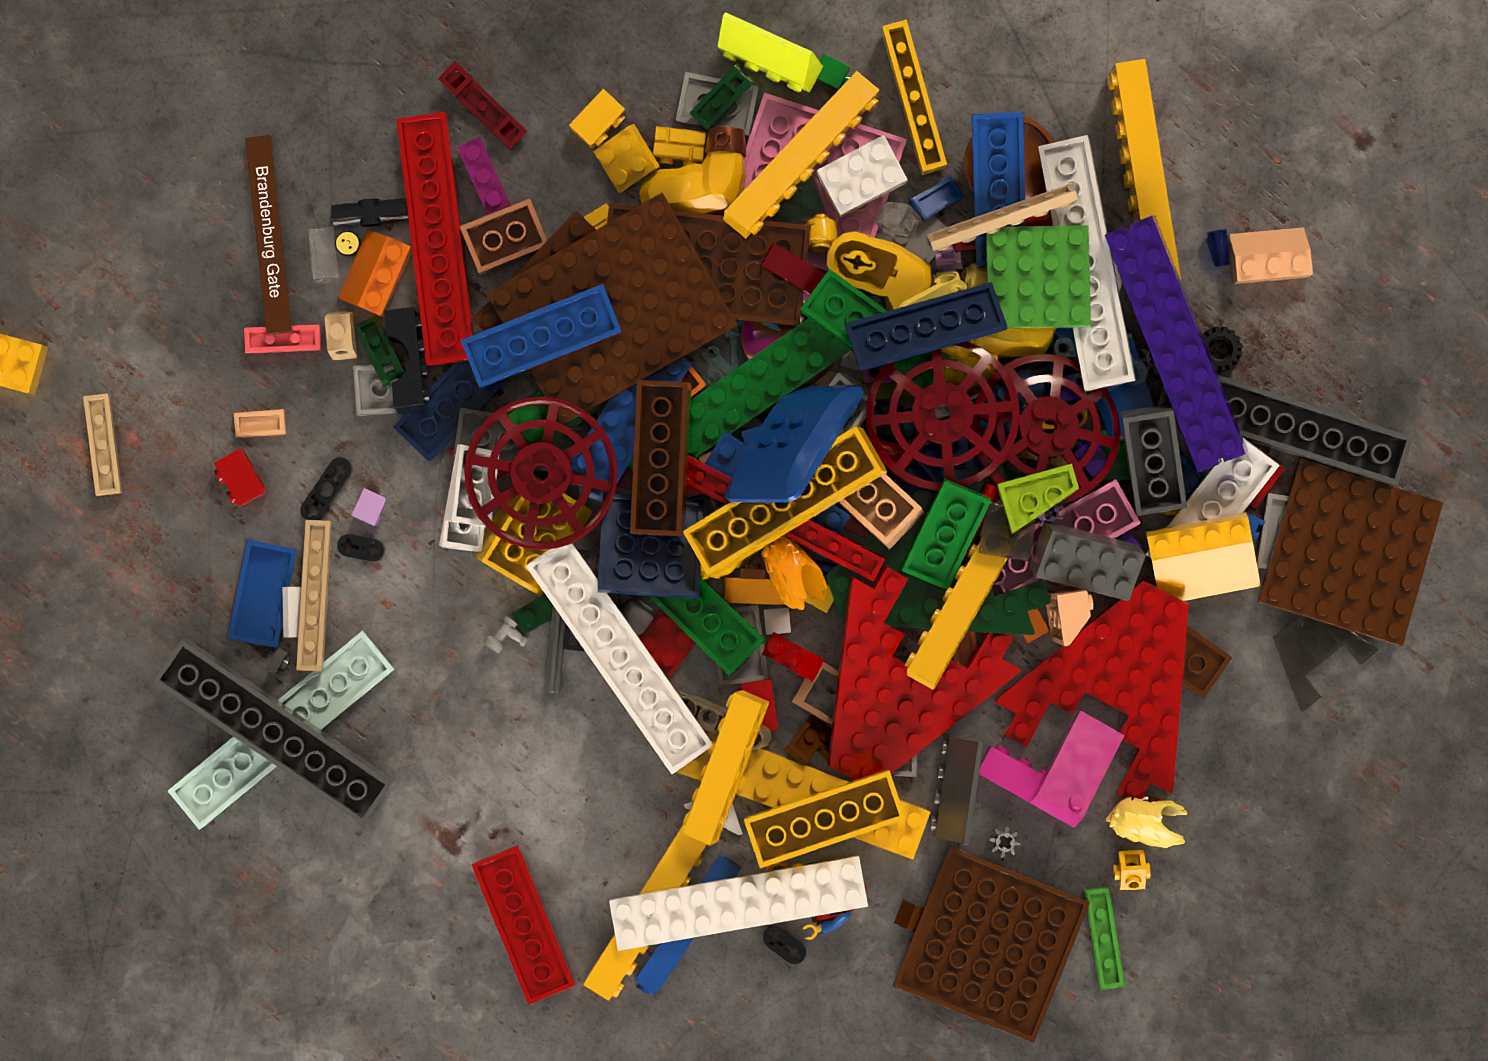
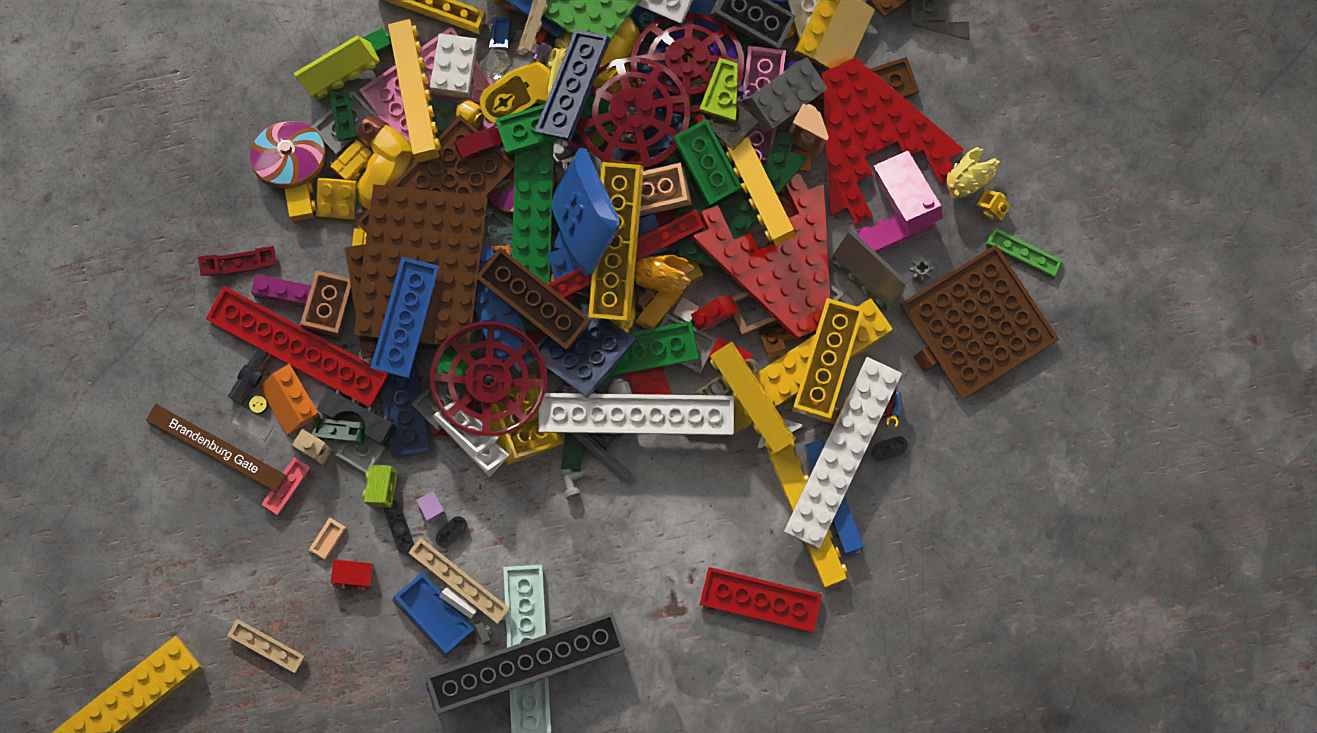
camera: 55 degrees left, 10 degrees down
(352, 438) = (380, 486): none -> lime brick
(636, 70) = (287, 154): none -> dish

